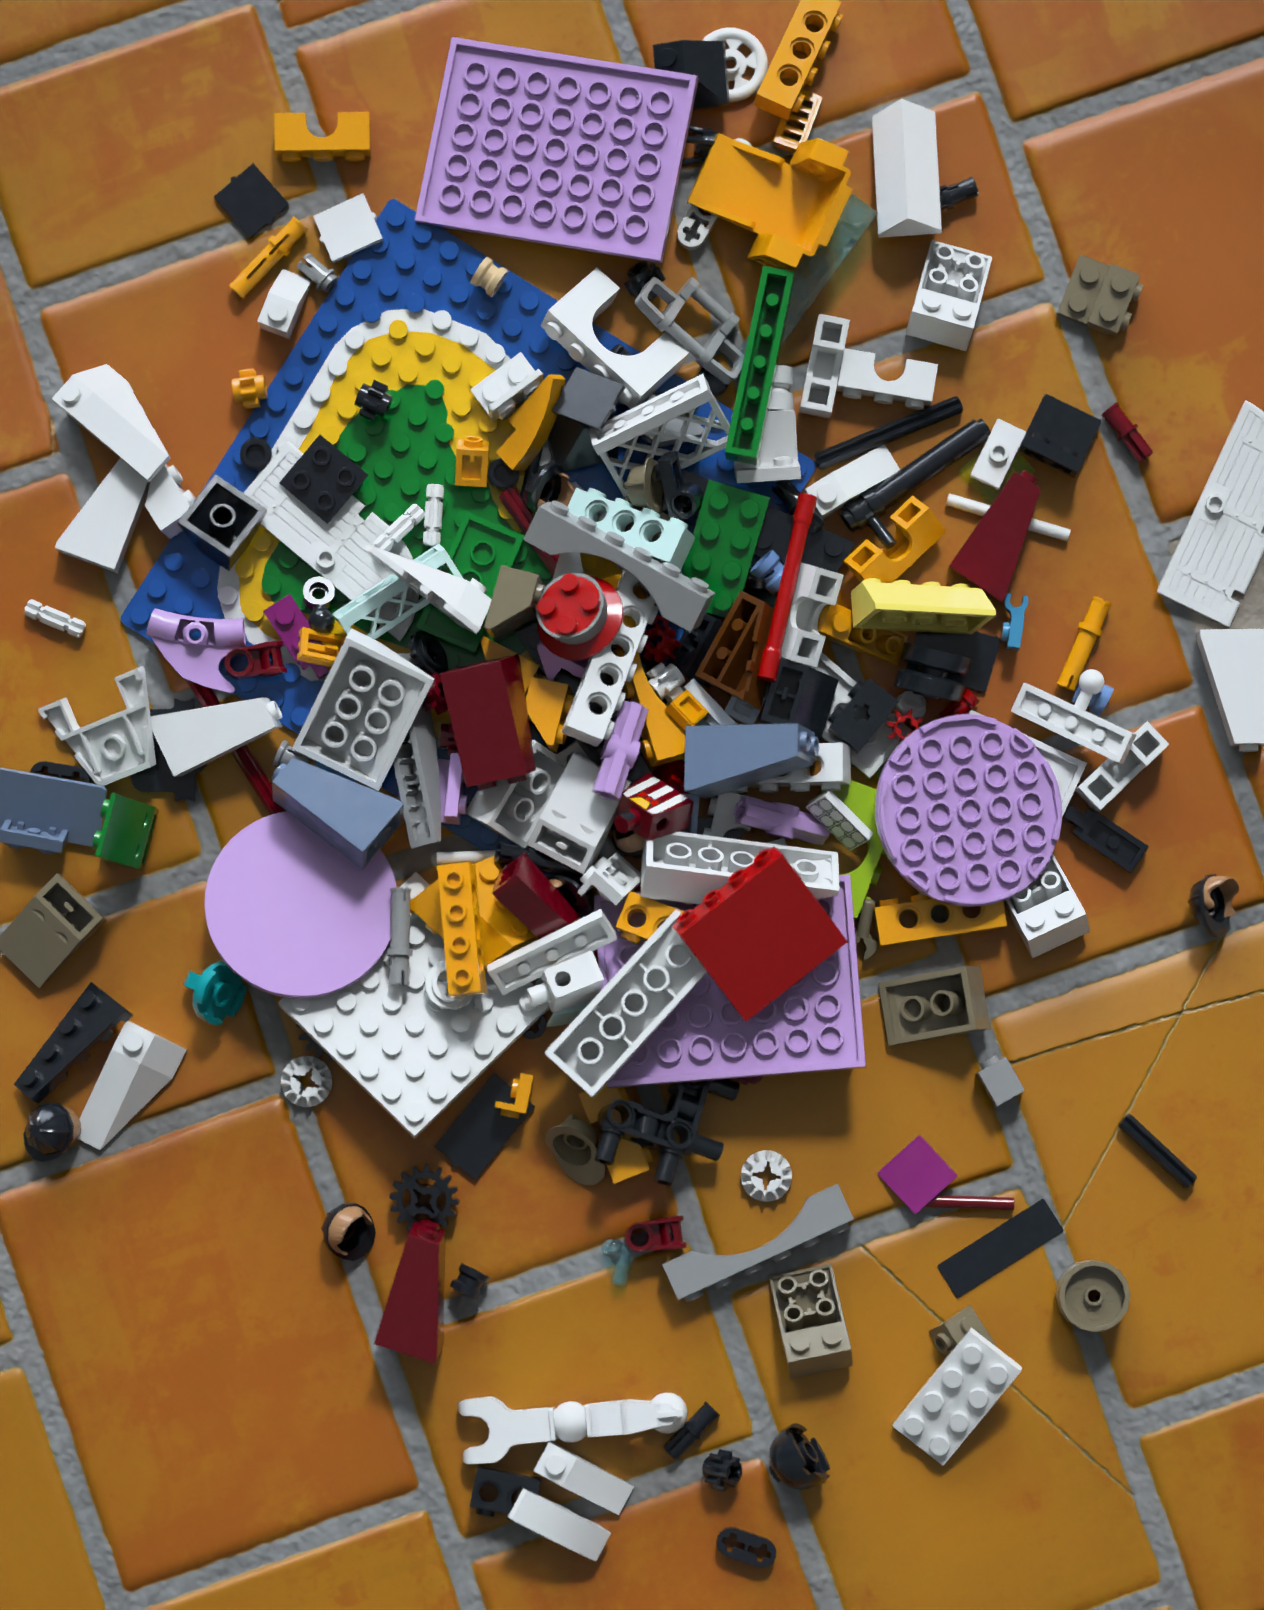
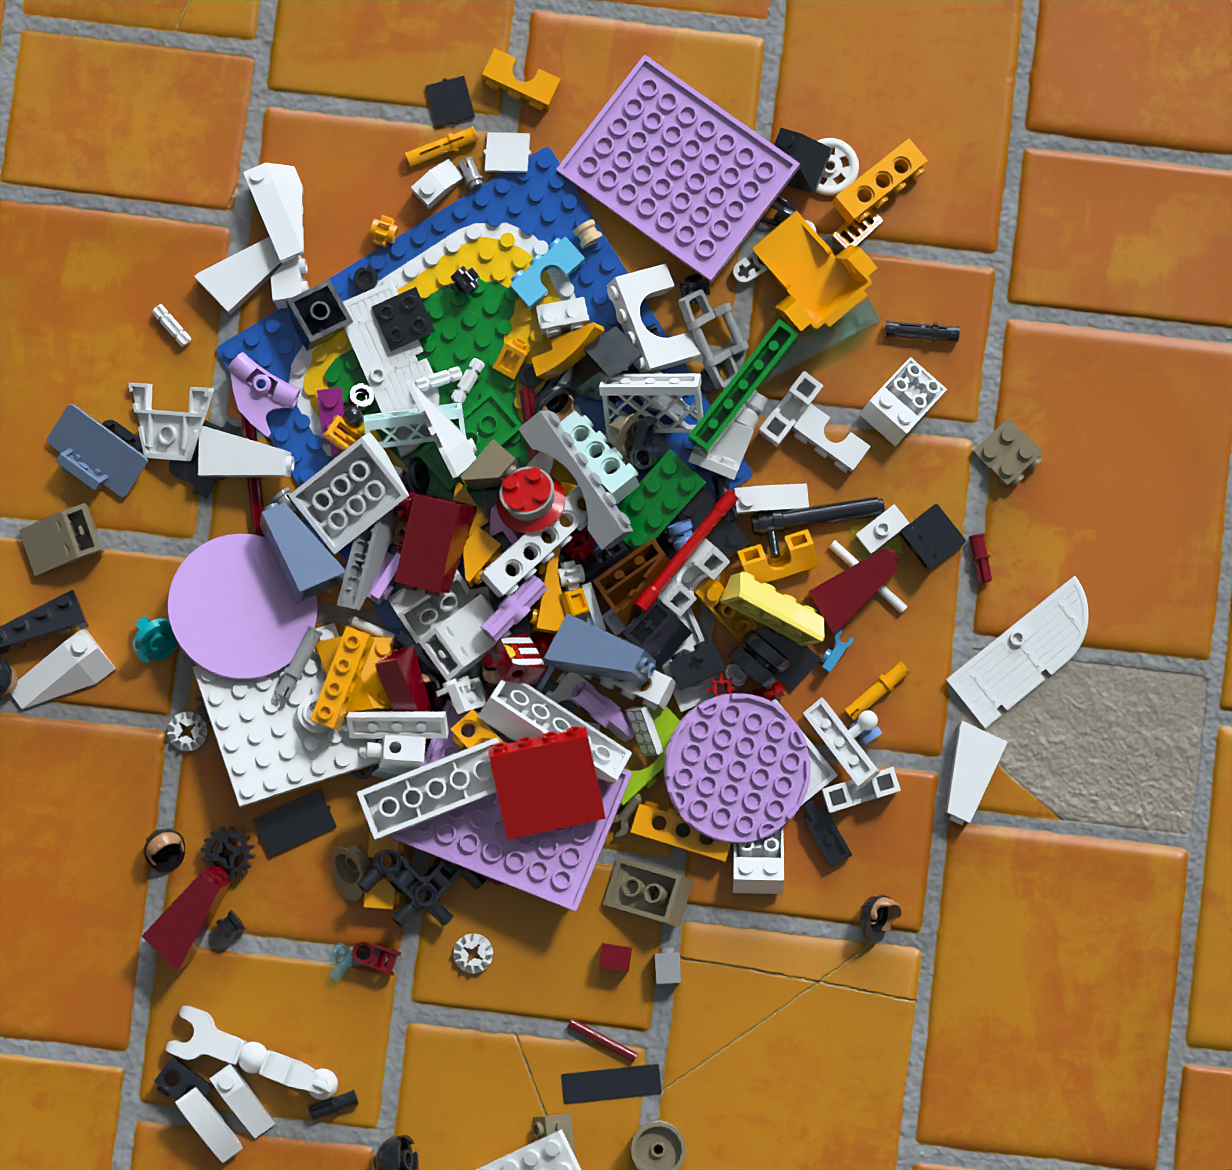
camera: 30 degrees right, 0 degrees up
(125, 832) = (145, 497): green slope -> none
(258, 660) = (296, 423): dark red piece -> none
(471, 318) = (561, 256): none -> medium azure arch
(520, 1090) = (331, 812): light orange bracket -> none
(722, 1470) = (341, 1142): black gear -> none
(811, 1321) = (454, 1069): dark tan slope -> none
(819, 1214) = (391, 995): light grey arch -> none
(888, 432) = (813, 477): black axle -> none
(906, 170) = (915, 300): white slope -> none
(917, 1174) = (578, 1004): magenta sticker -> none
(934, 1099) = (615, 957): none -> dark red panel
(1157, 1151) = (754, 1070): black axle -> none

